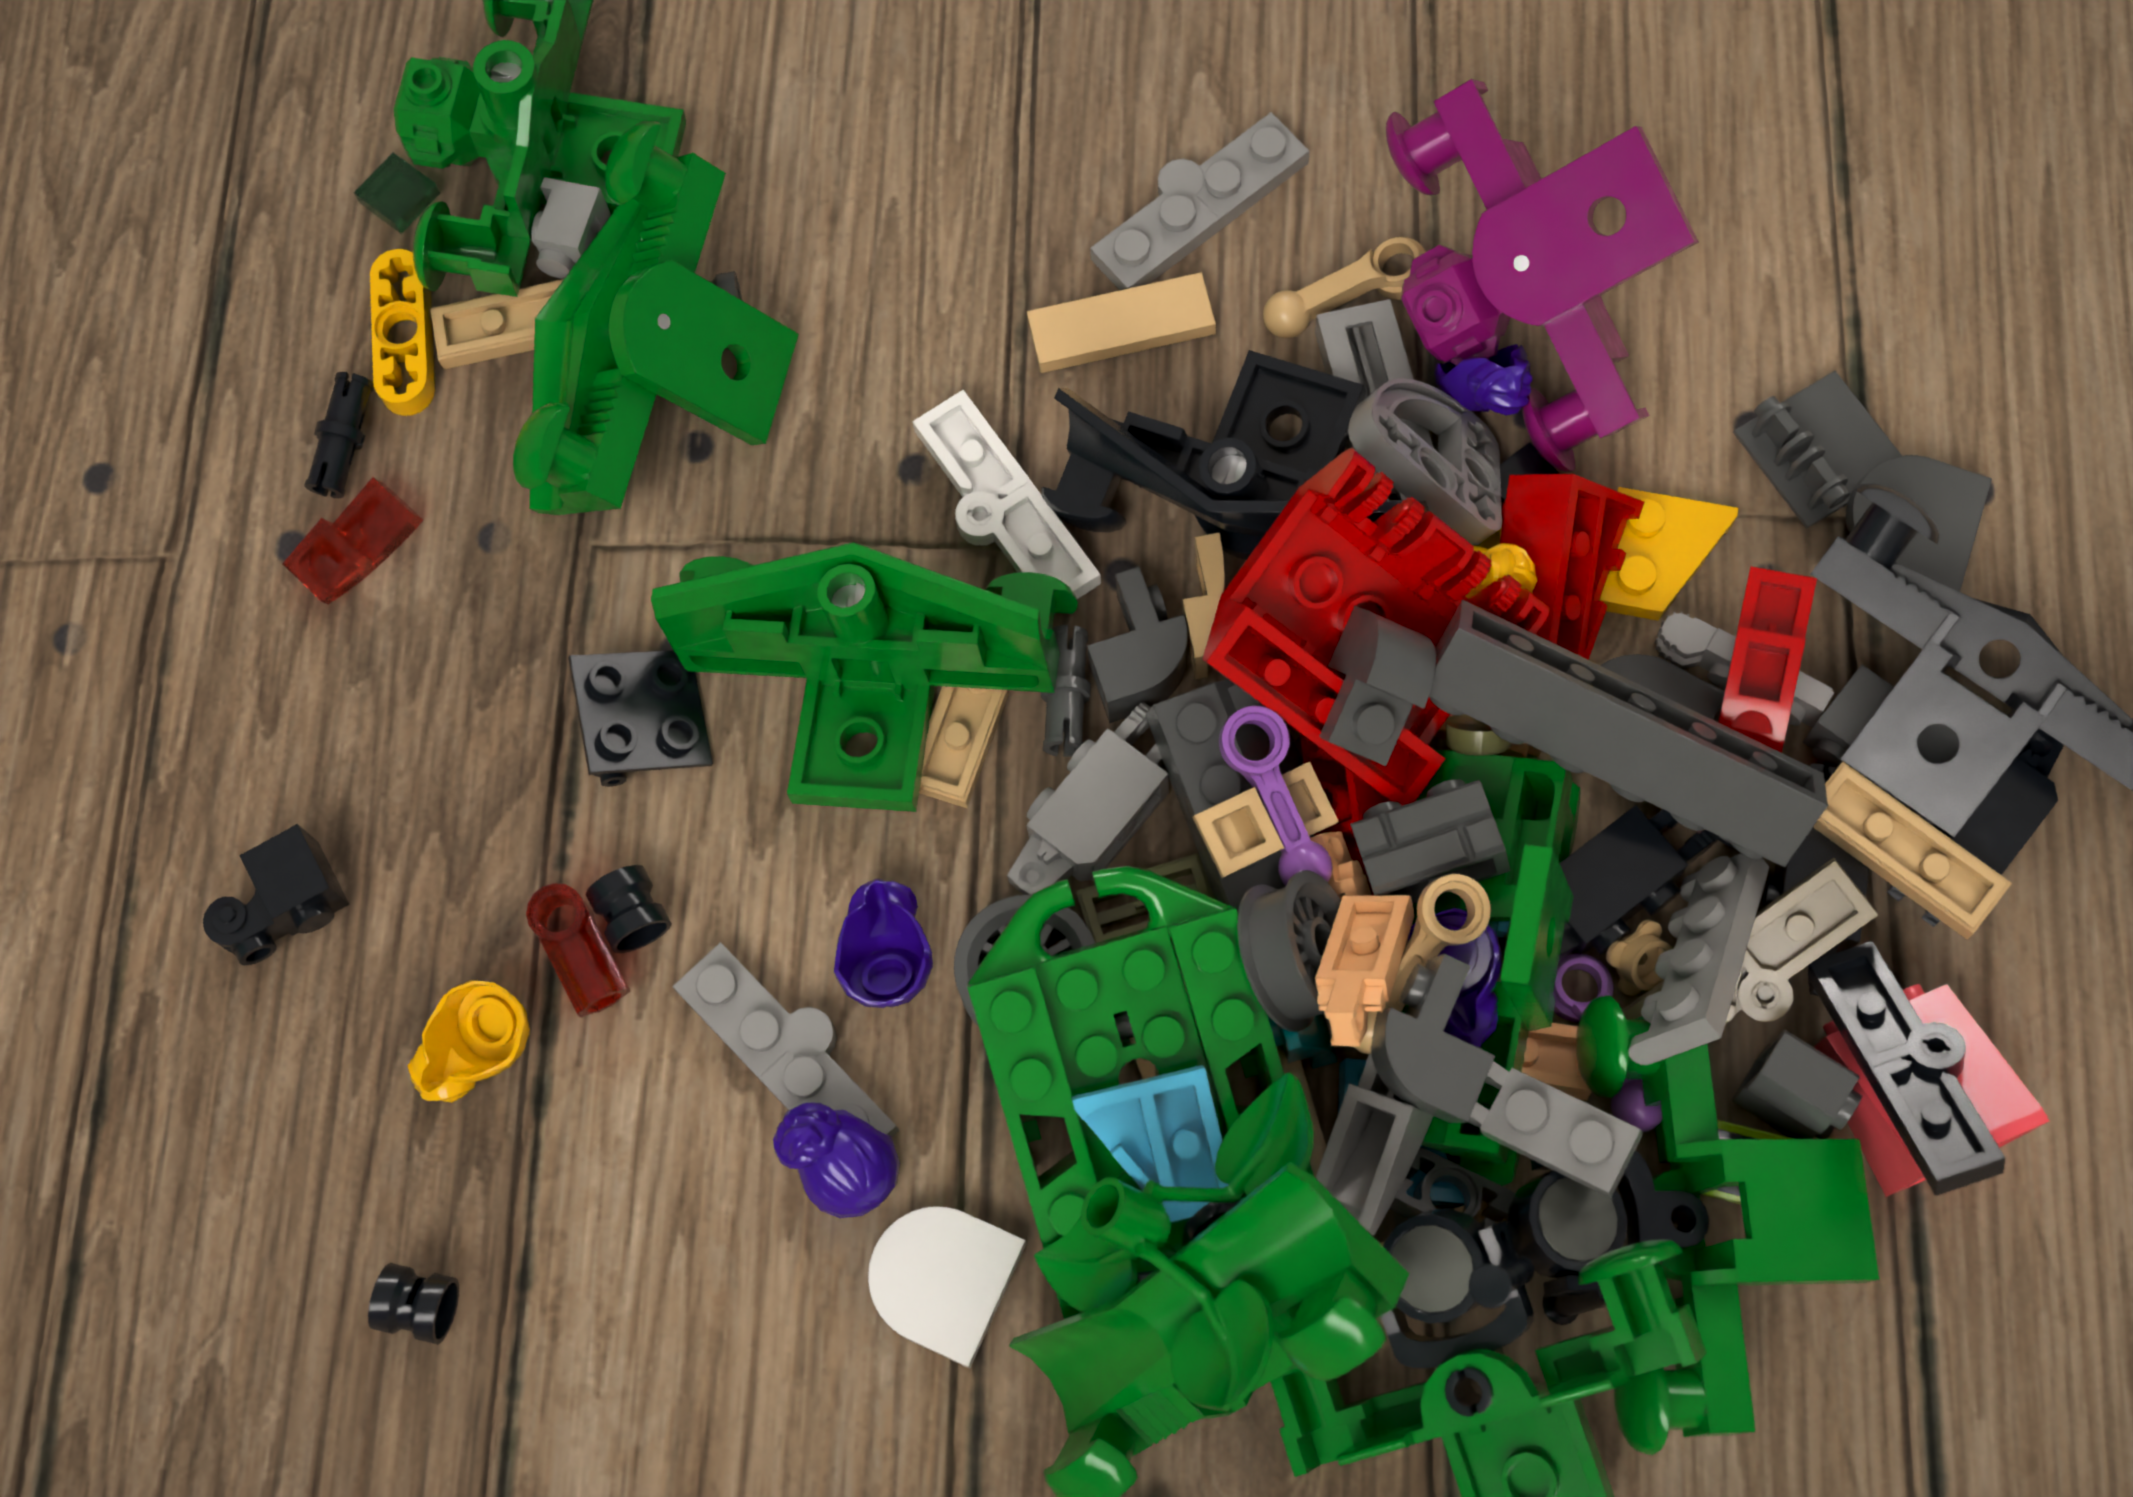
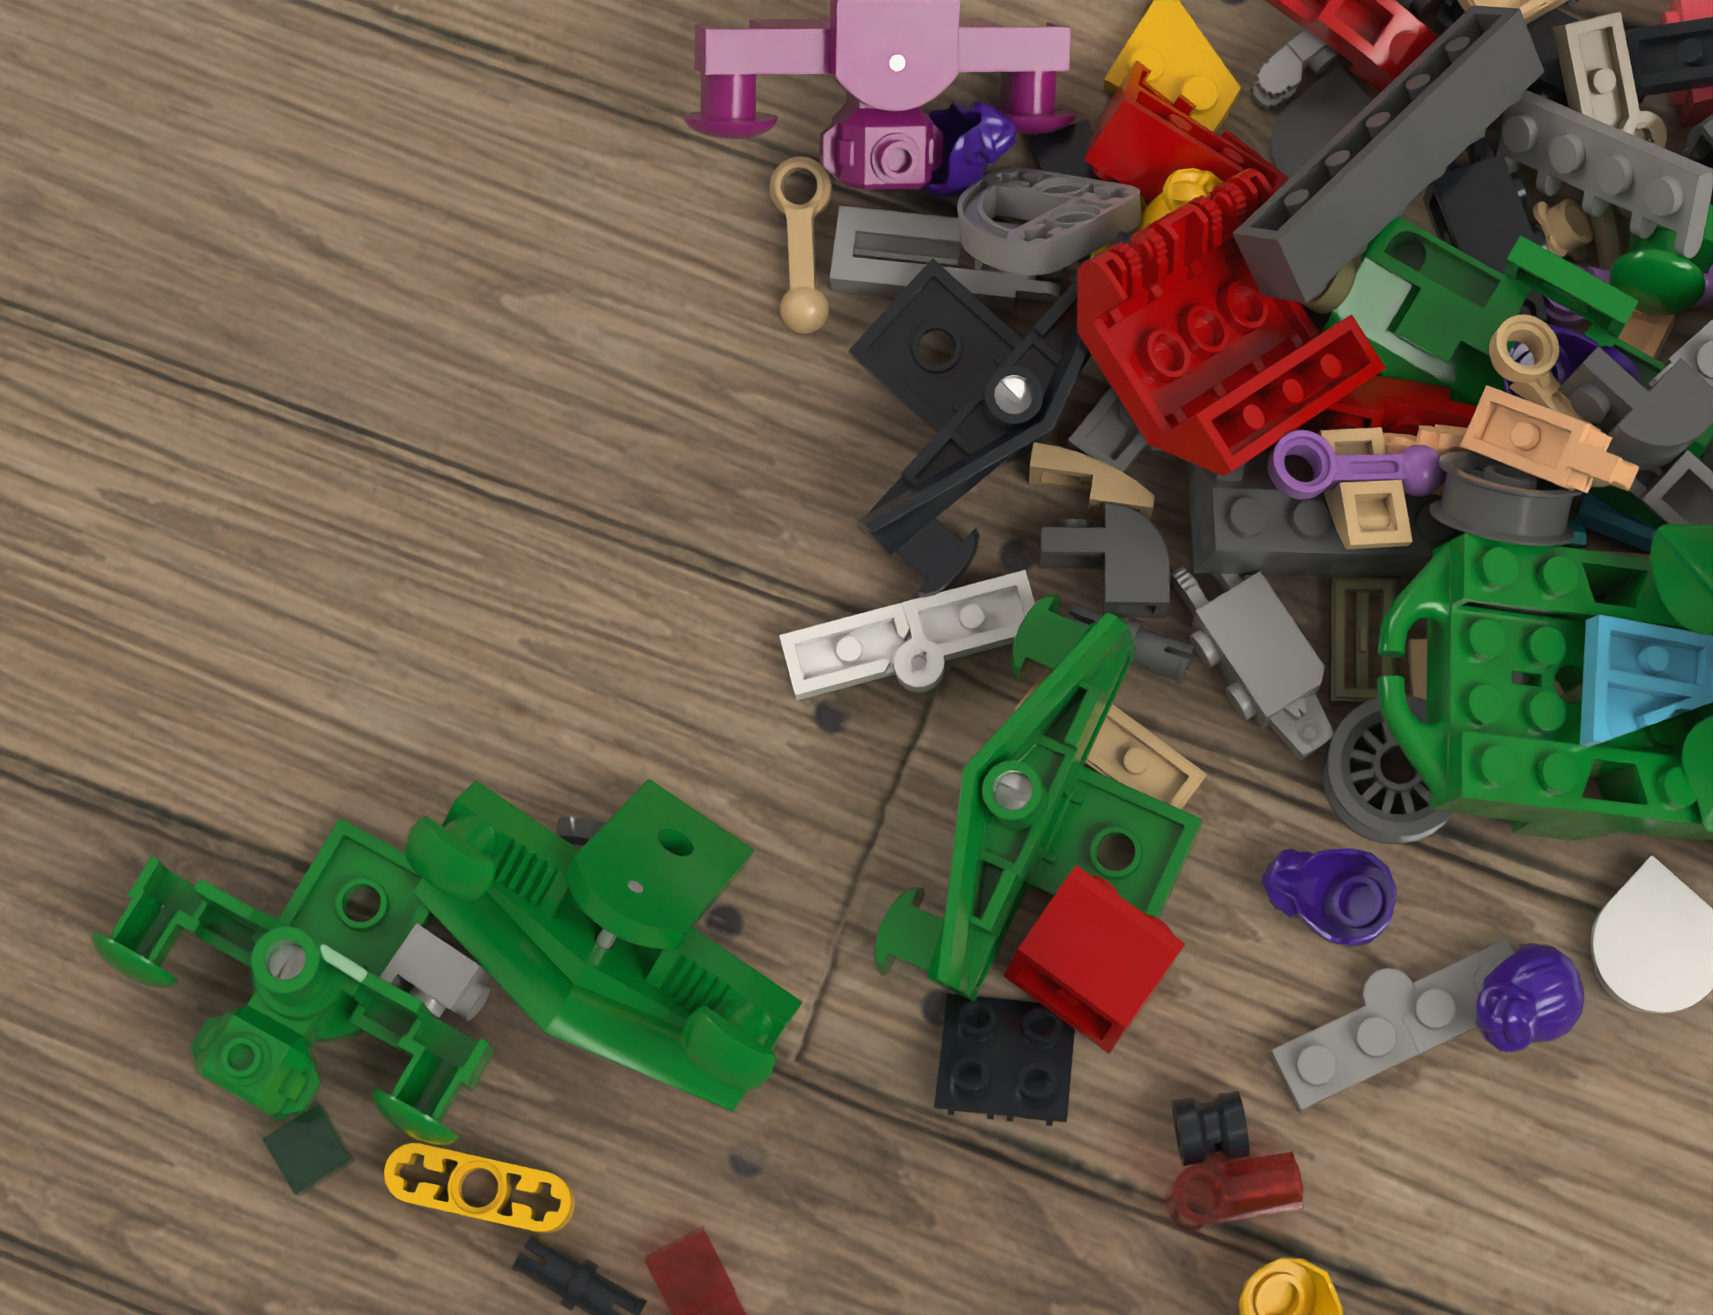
camera: 70 degrees left, 5 degrees up
(488, 325) = (513, 1083): tan tile -> none
(742, 744) = (1094, 958): none -> red slope
(1121, 322) = (755, 465): tan tile -> none
(1199, 203) = (653, 349): light grey hinge -> none
(1385, 676) = (1278, 323): dark grey brick -> none
(1430, 839) = (1433, 355): dark grey brick -> none

